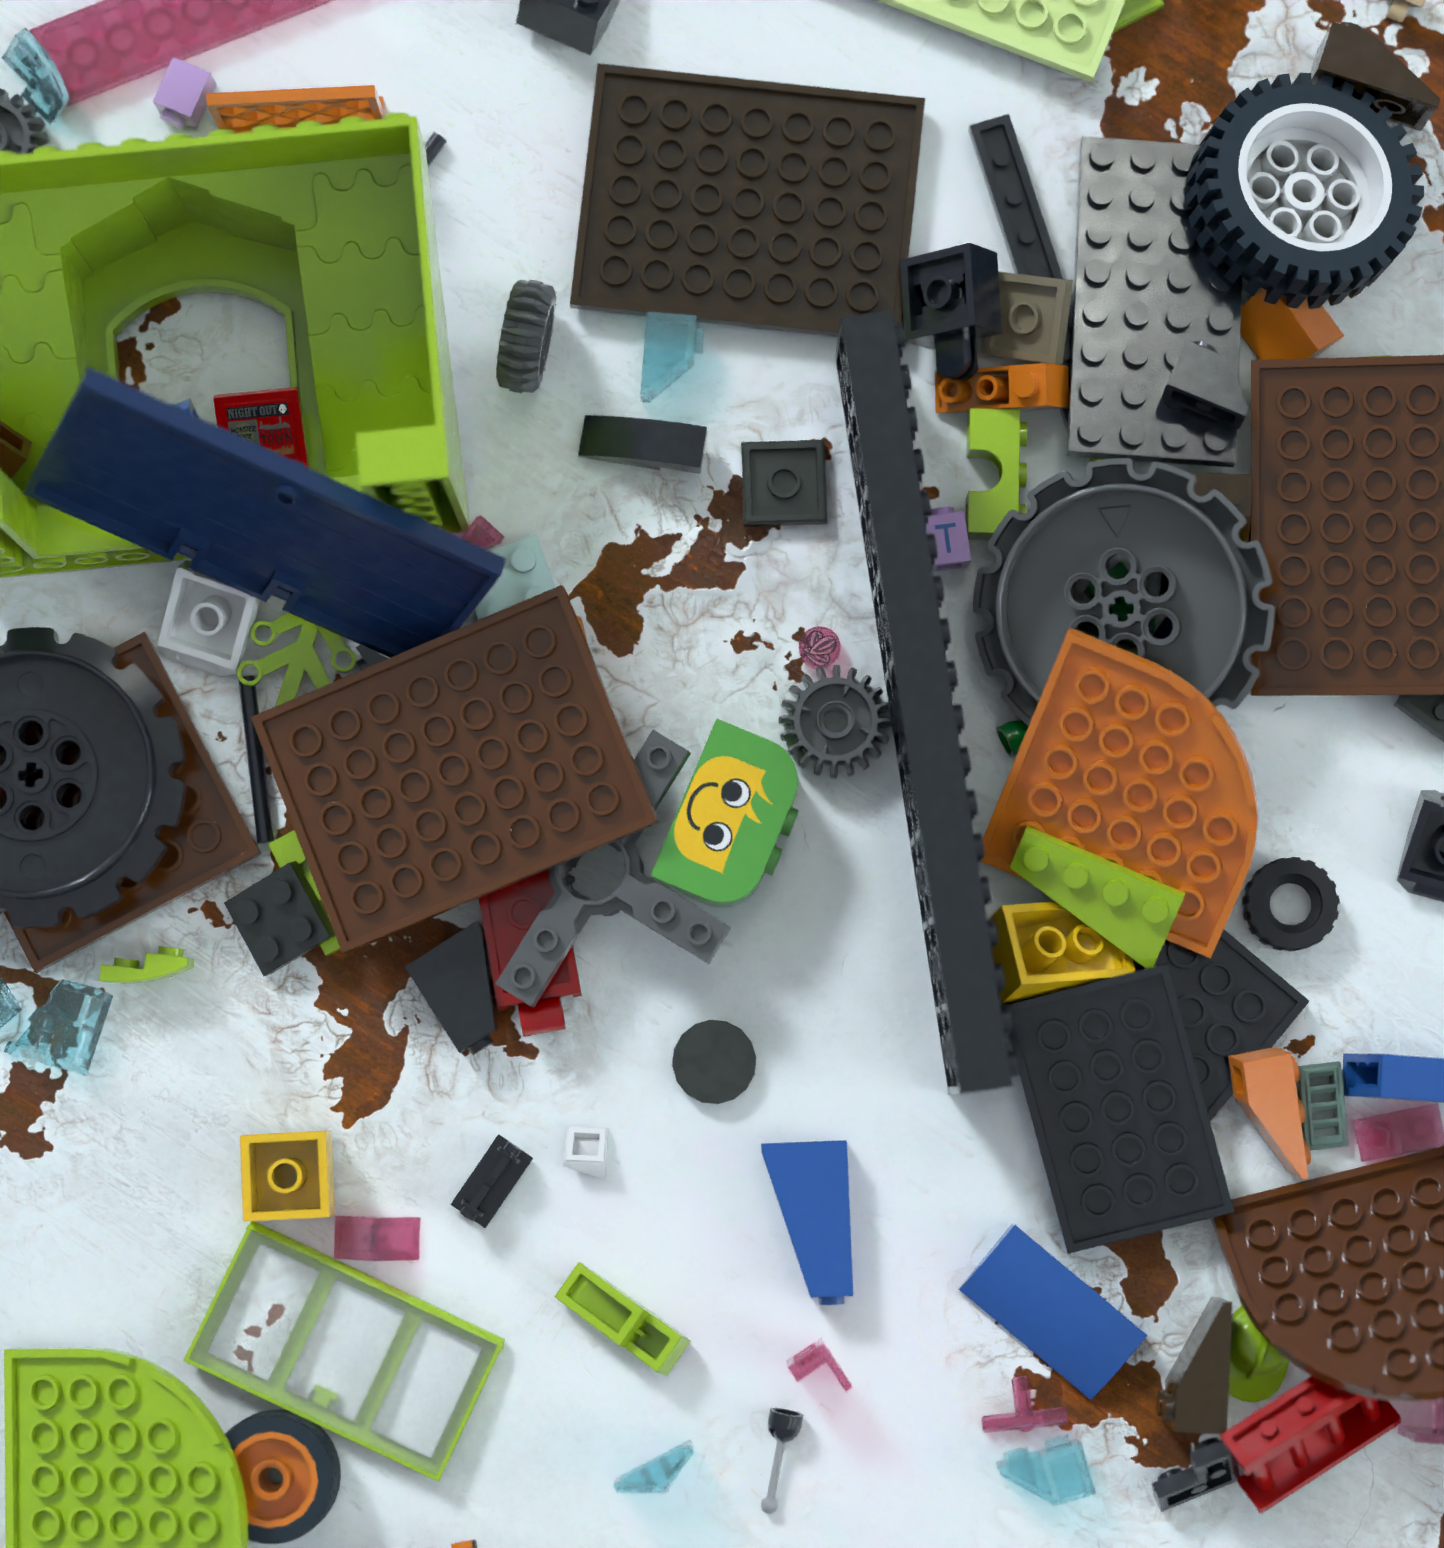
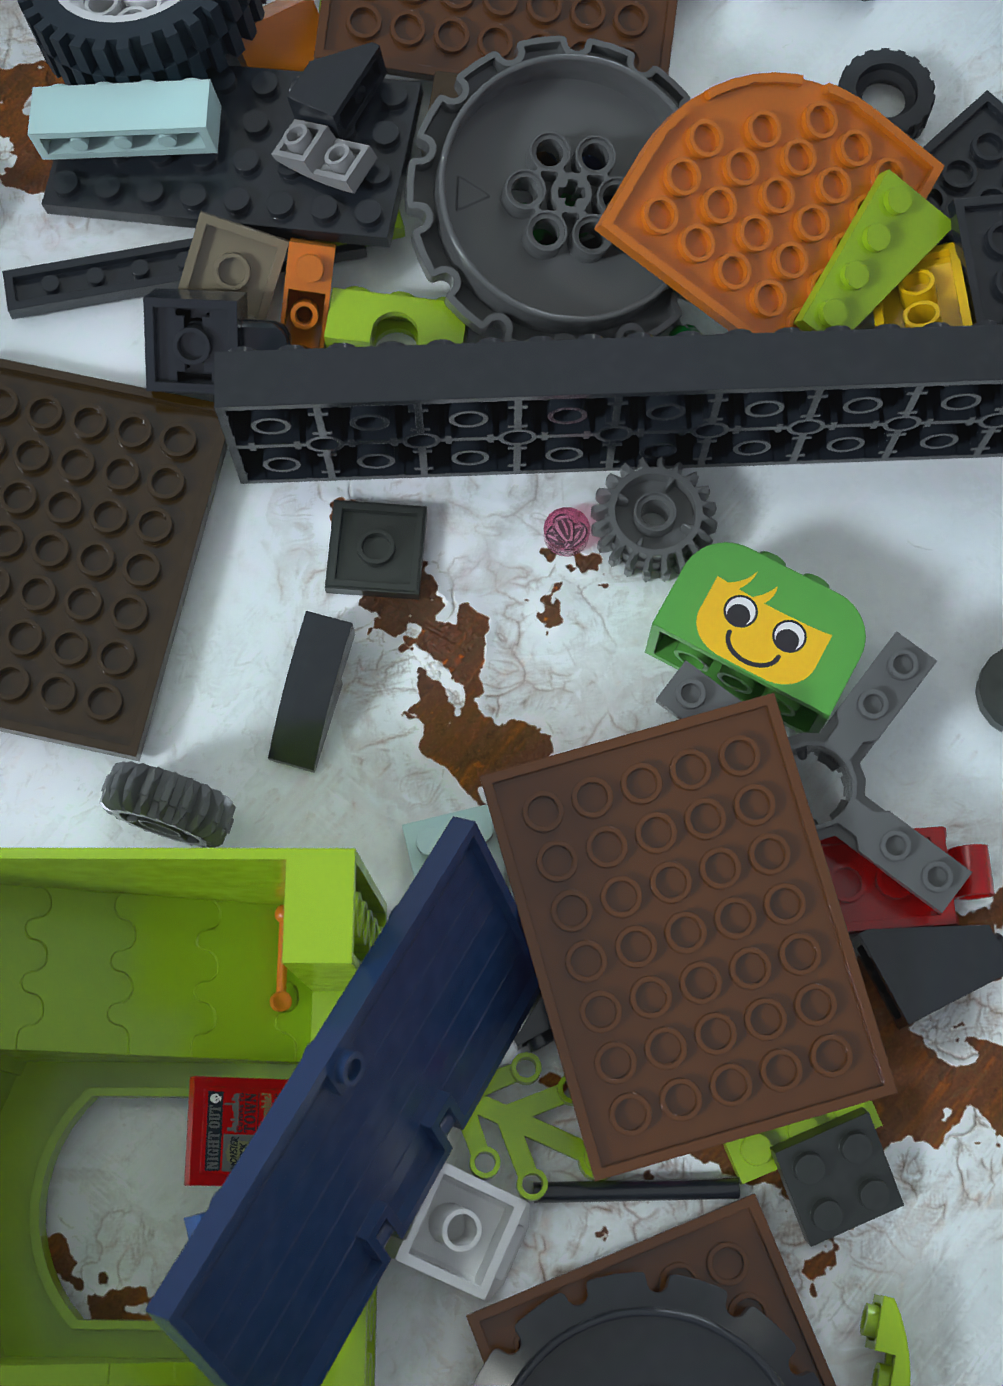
camera: 85 degrees left, 10 degrees down
(483, 534) = (393, 884): clear pink slope -> none
(668, 351) = (206, 654): clear light blue slope -> none
(1140, 383) = (324, 158): none -> light grey slope
(1158, 198) = (125, 119): none -> light aqua brick

